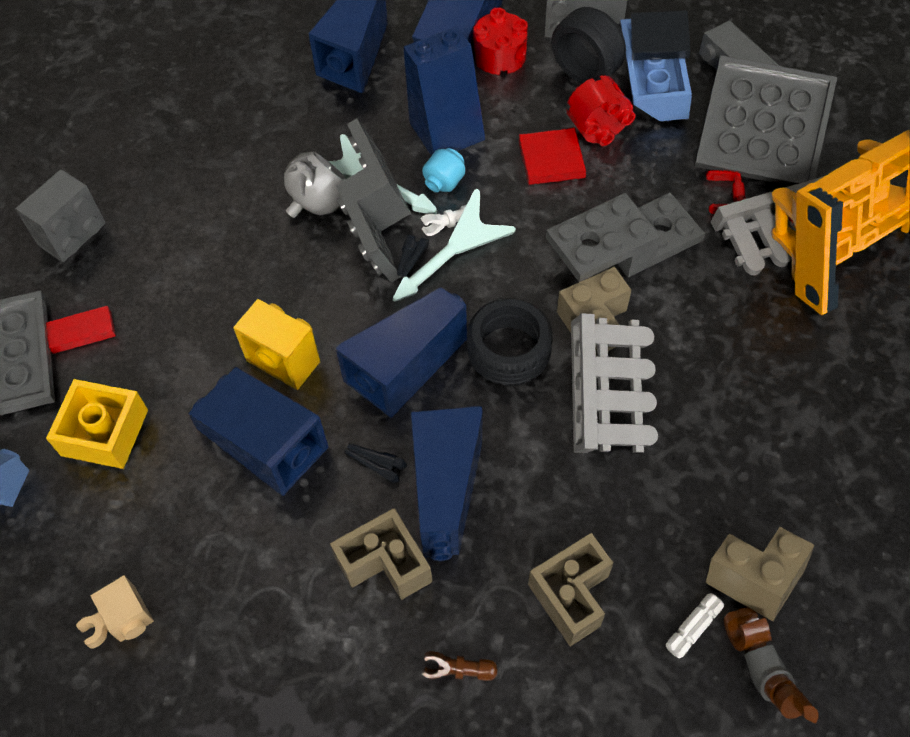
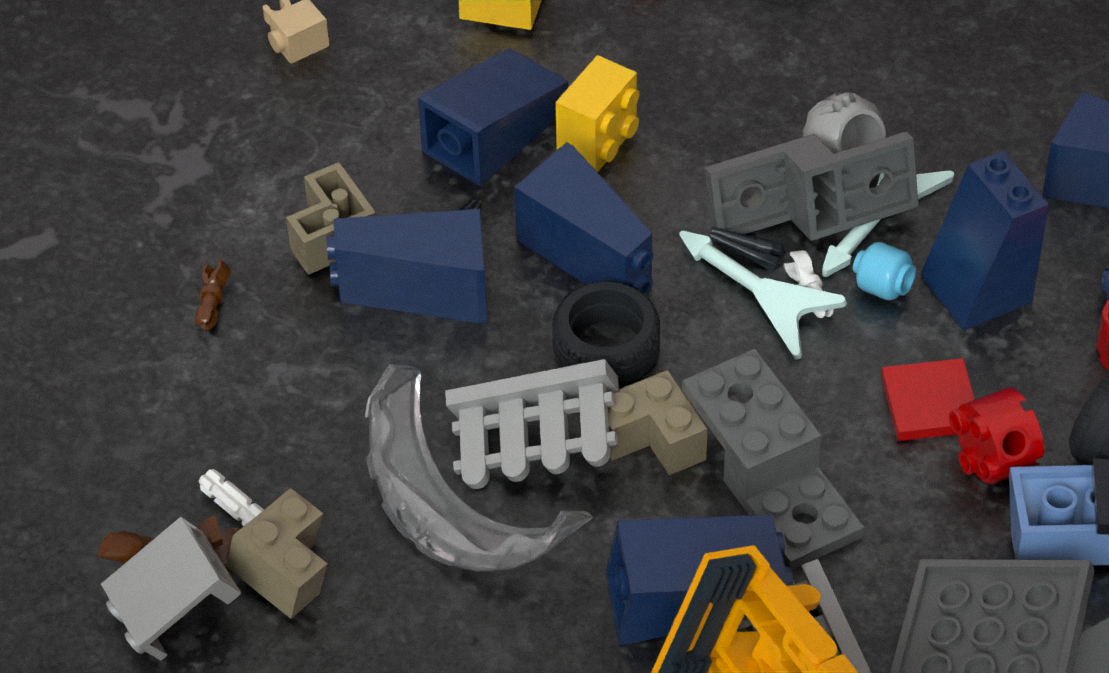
camera: 90 degrees right, 10 degrees down
(564, 587) = (275, 371): dark tan brick -> none
(703, 447) = (422, 501): none -> clear windscreen
(737, 187) = (873, 616): red piece -> none
(743, 282) = (658, 558): none -> dark blue slope
(826, 657) = (166, 584): none -> light grey panel

